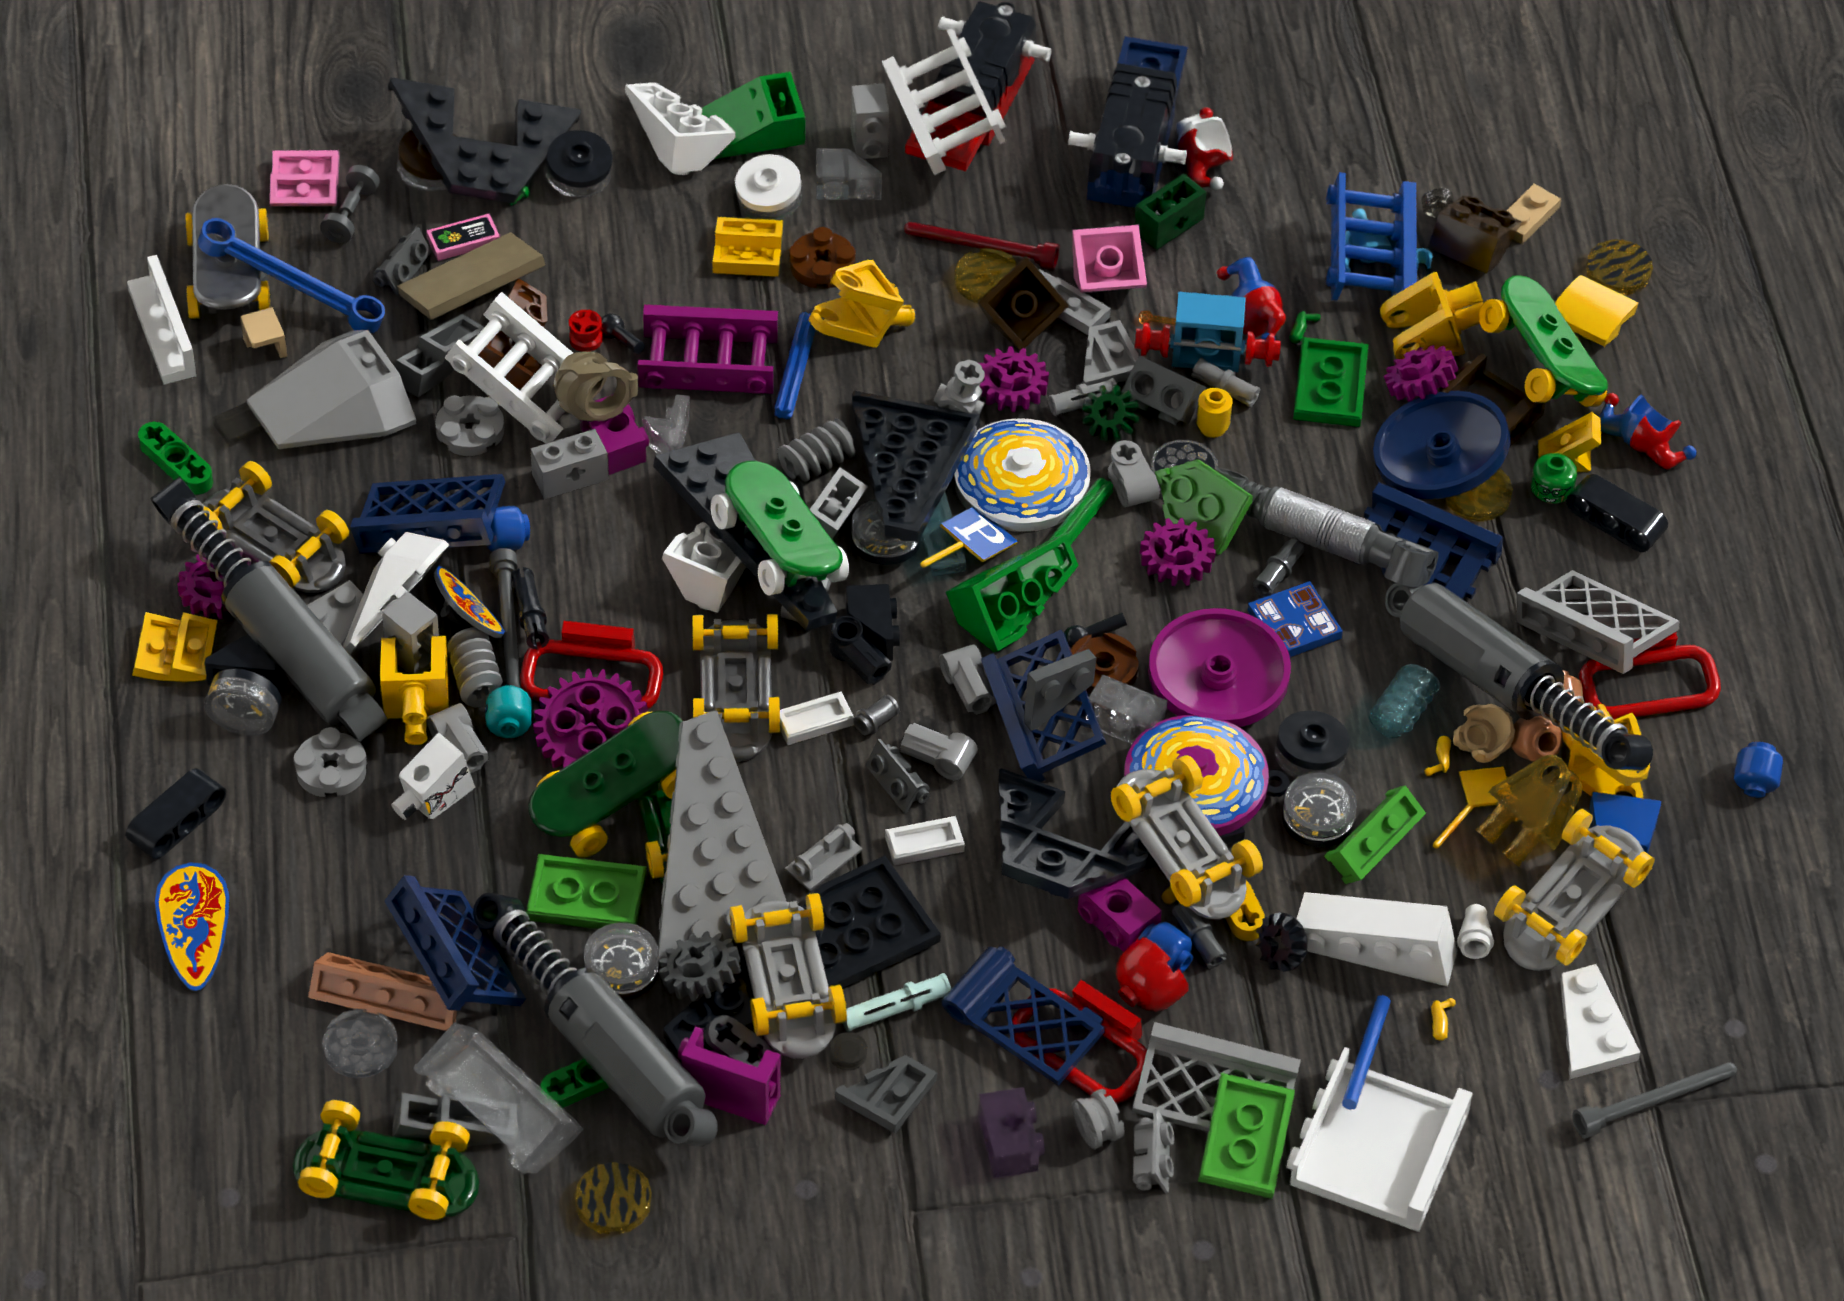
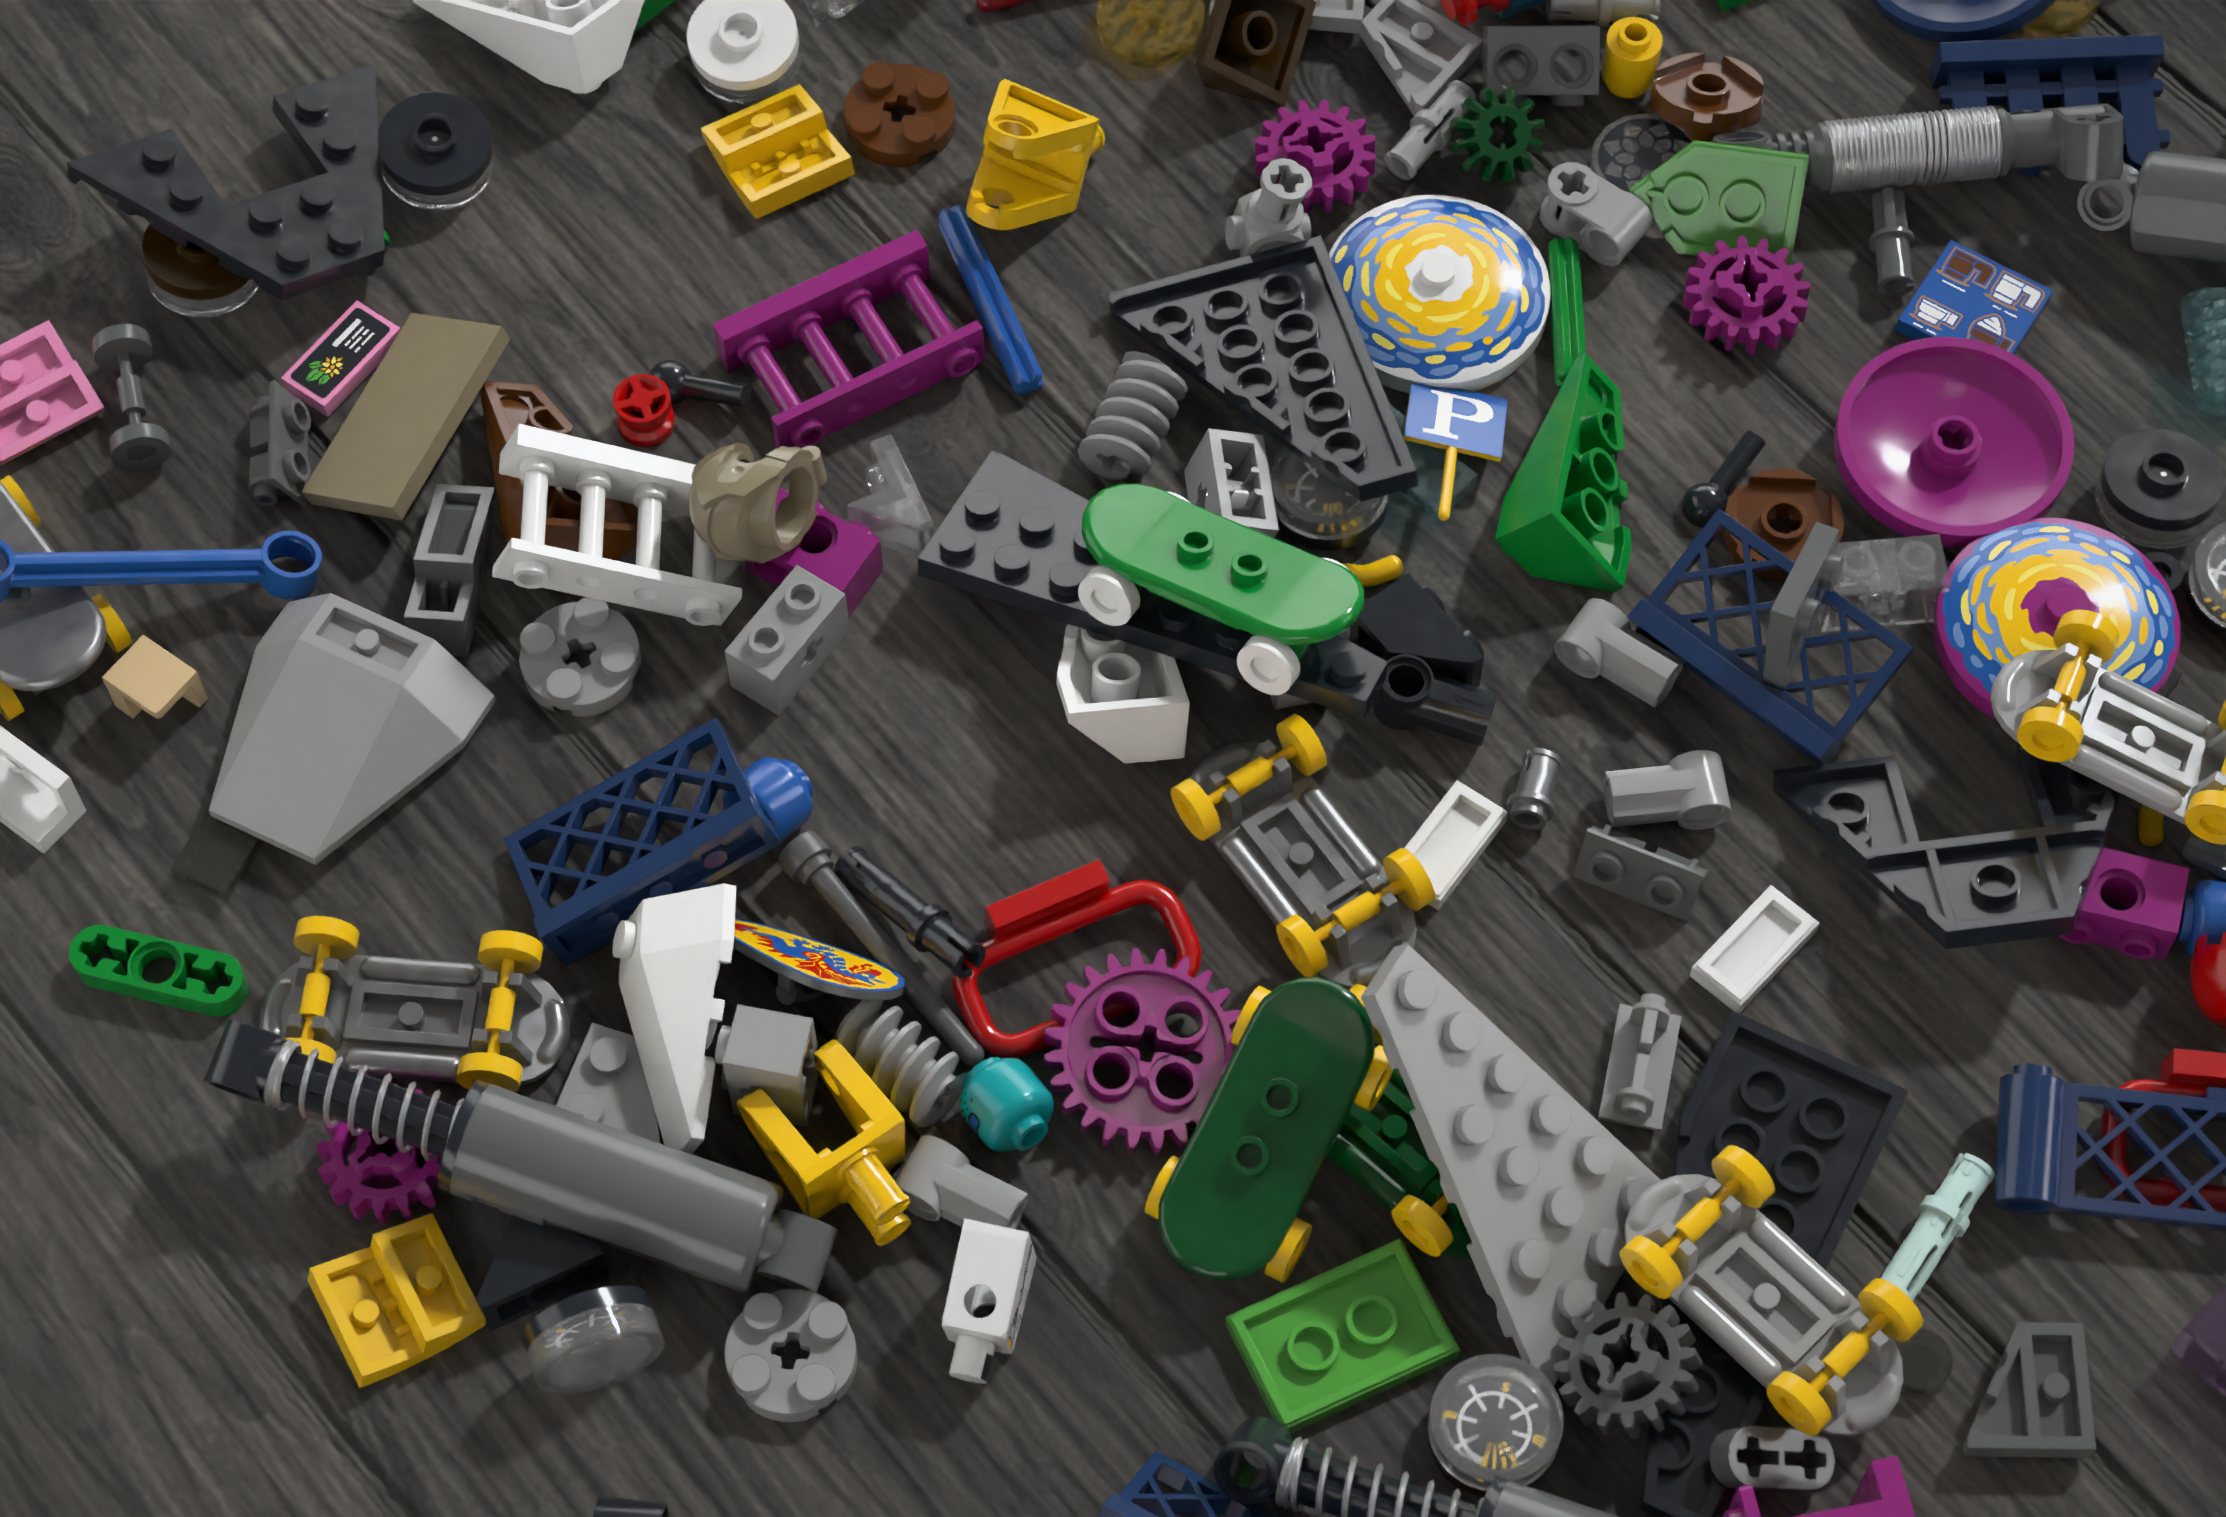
camera: 30 degrees left, 10 degrees up
(870, 578) = (1377, 571): none -> yellow piece
(1238, 449) = (1707, 95): none -> reddish brown plate

